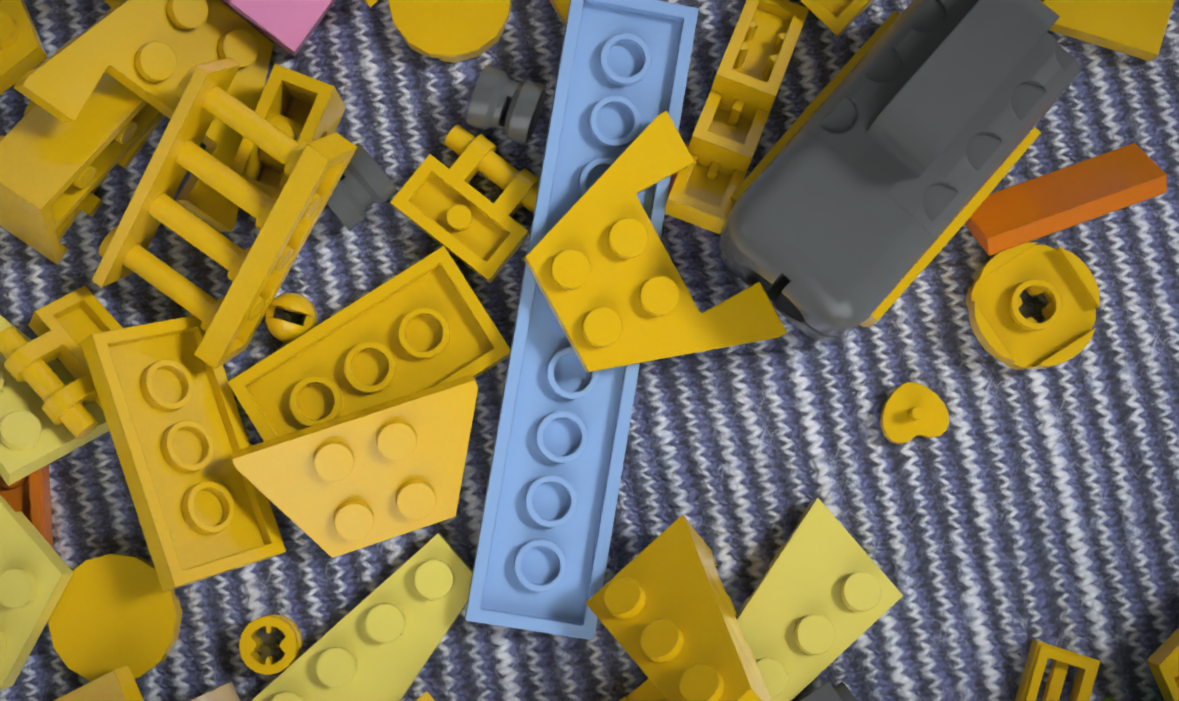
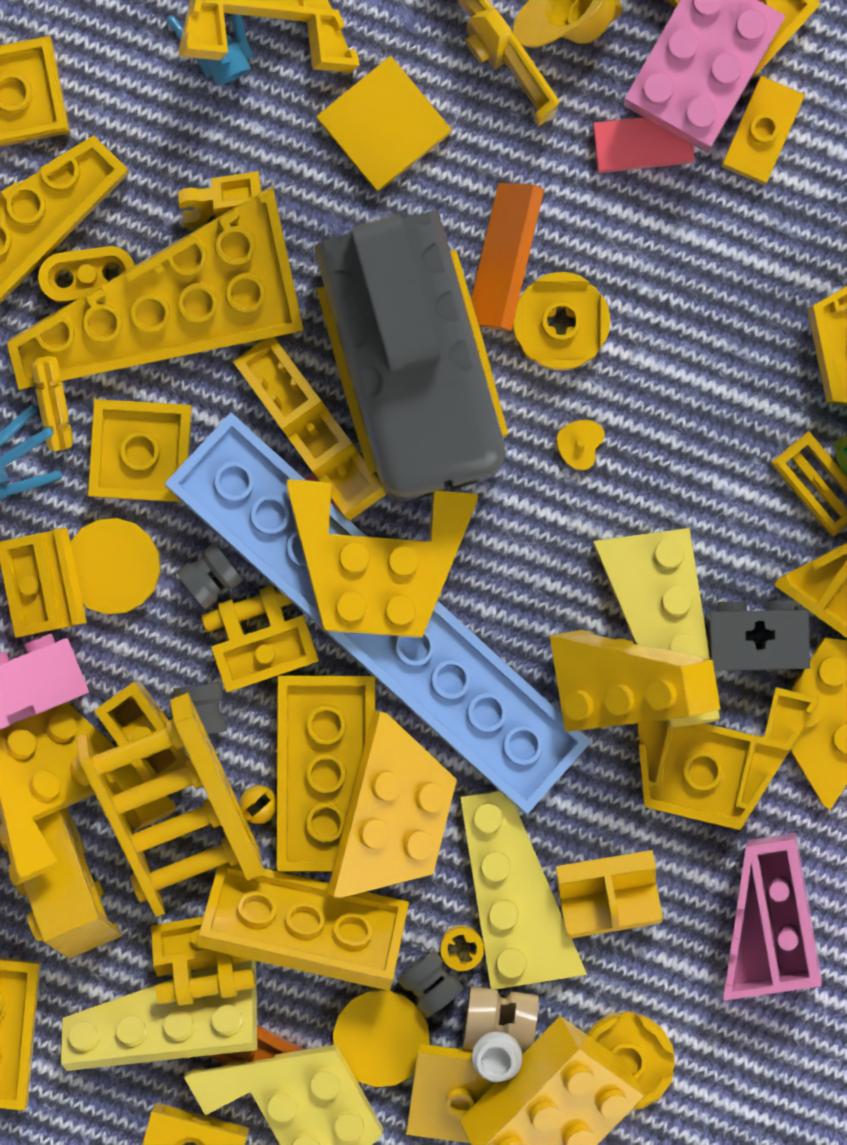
camera: 60 degrees left, 5 degrees up
(211, 621) = (421, 975): none -> dark grey wheel

